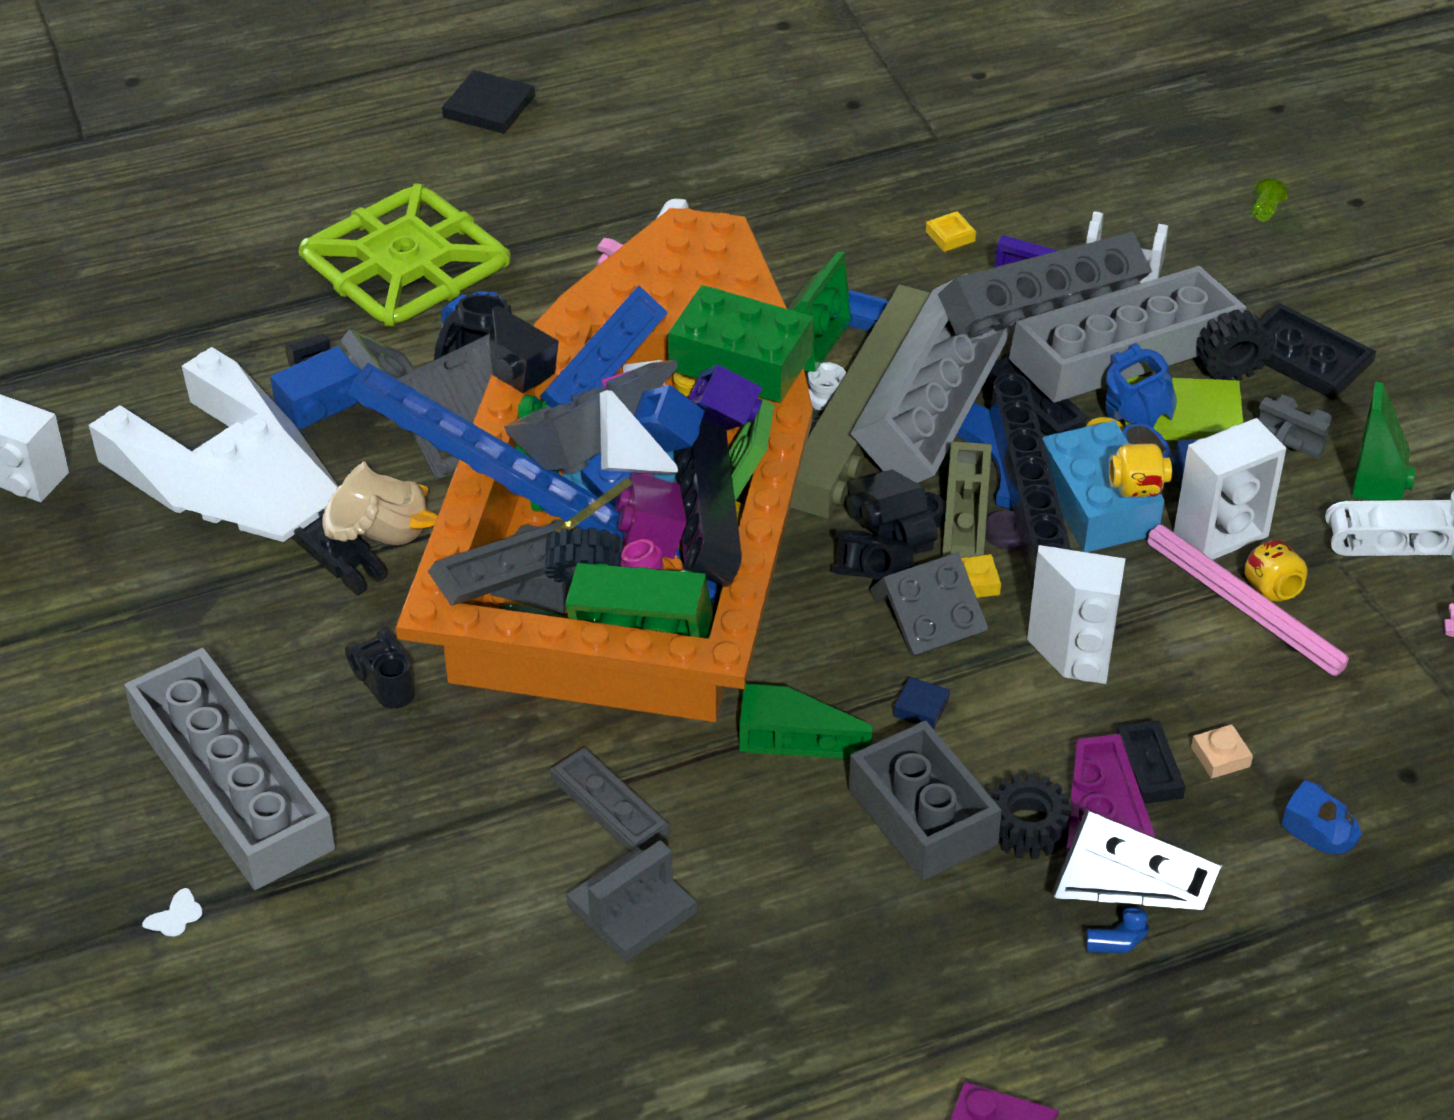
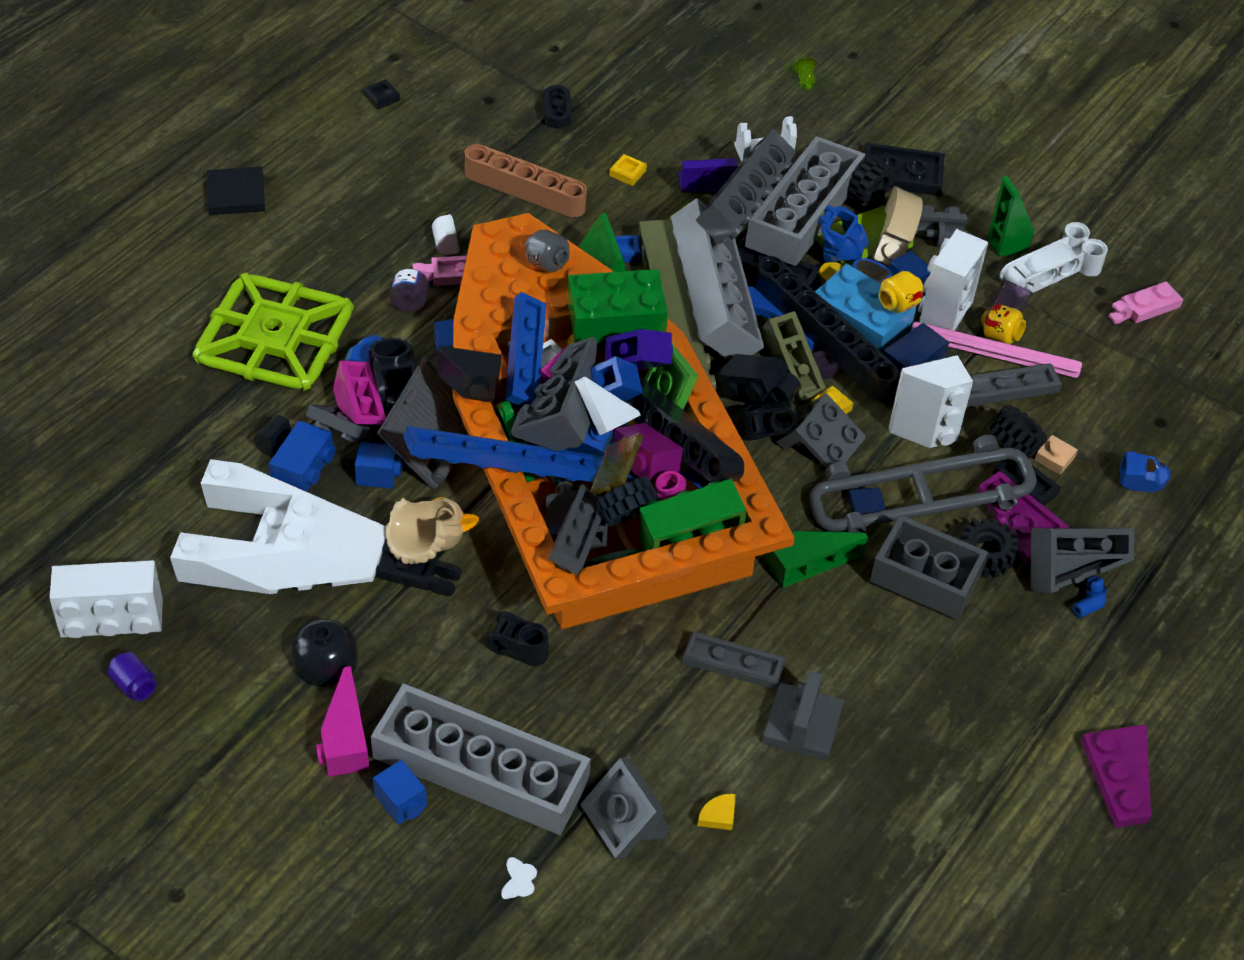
camera: 35 degrees left, 5 degrees up
(99, 688) = (342, 731): none -> dark pink slope
(122, 762) = (400, 792): none -> blue brick
(172, 590) = (323, 651): none -> black cylinder
(340, 895) = (625, 809): none -> dark grey bracket
(383, 434) = (377, 465): none -> blue brick
(416, 341) = (358, 393): none -> dark pink slope
(446, 952) = (718, 812): none -> yellow tile
(576, 260) = (409, 290): none -> clear purple head
(715, 257) = (547, 250): none -> dark grey head
(732, 57) = (381, 94): none -> black tile
(812, 199) = (525, 180): none -> nougat beam
(910, 658) = (986, 451): none -> dark grey bar
(921, 134) = (557, 106): none -> black plate
(1146, 556) = (917, 347): none -> dark blue piece
(1178, 697) = (1017, 430): none -> black tyre
(1212, 641) = (1013, 384): none -> dark grey plate
(1227, 400) = (901, 223): none -> tan arch
(1318, 548) = (1013, 296): none -> clear purple tile

